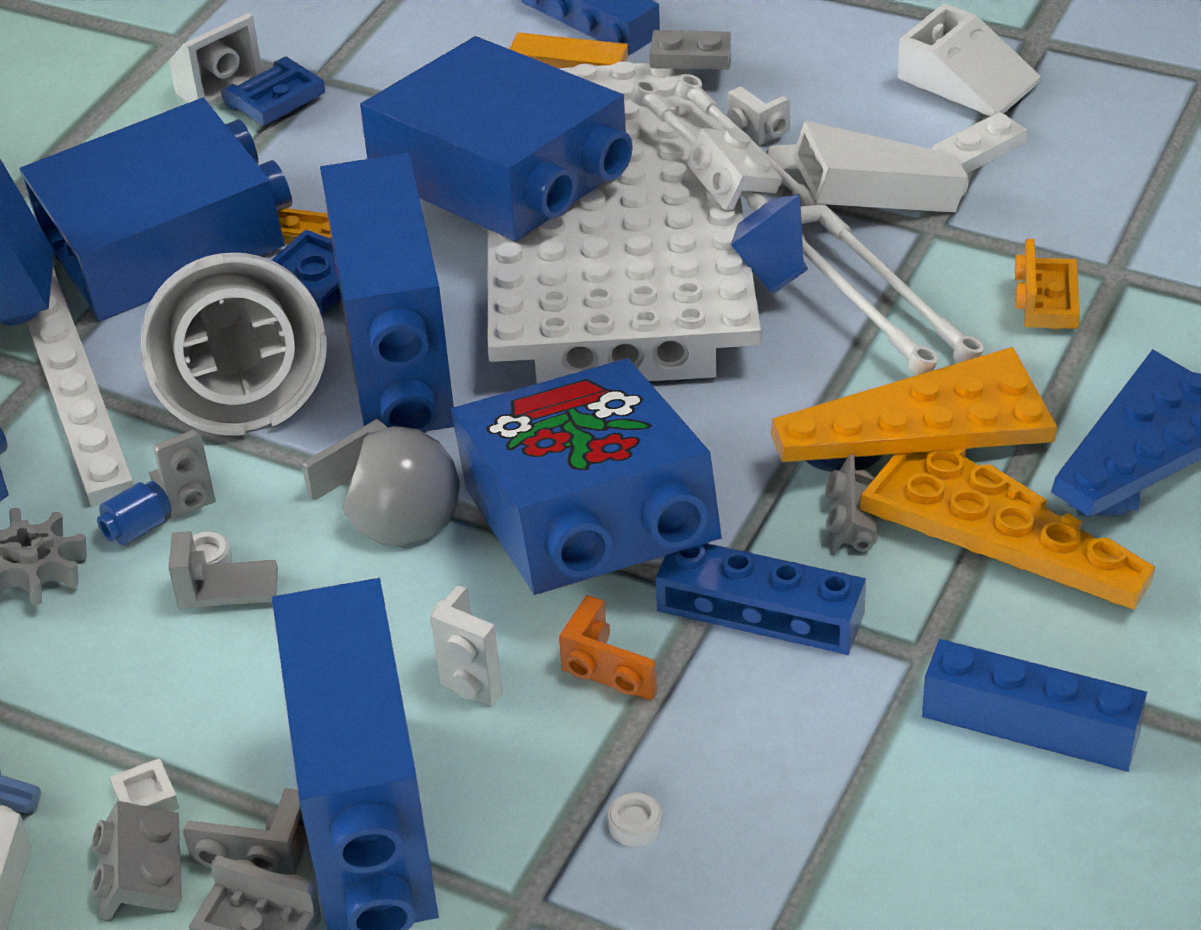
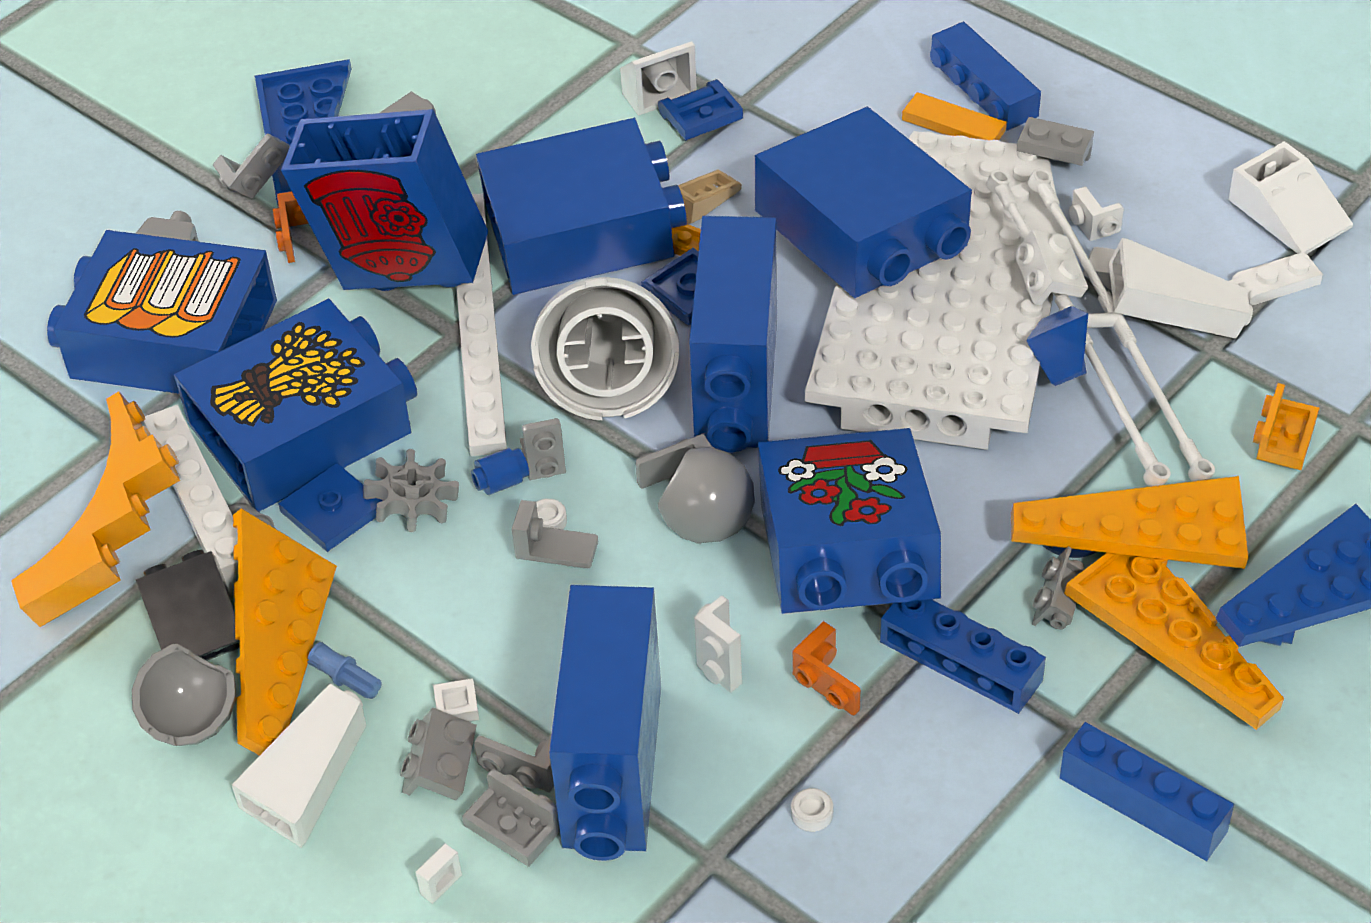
camera: 15 degrees right, 5 degrees up
(304, 173) = (702, 196): none -> tan slope

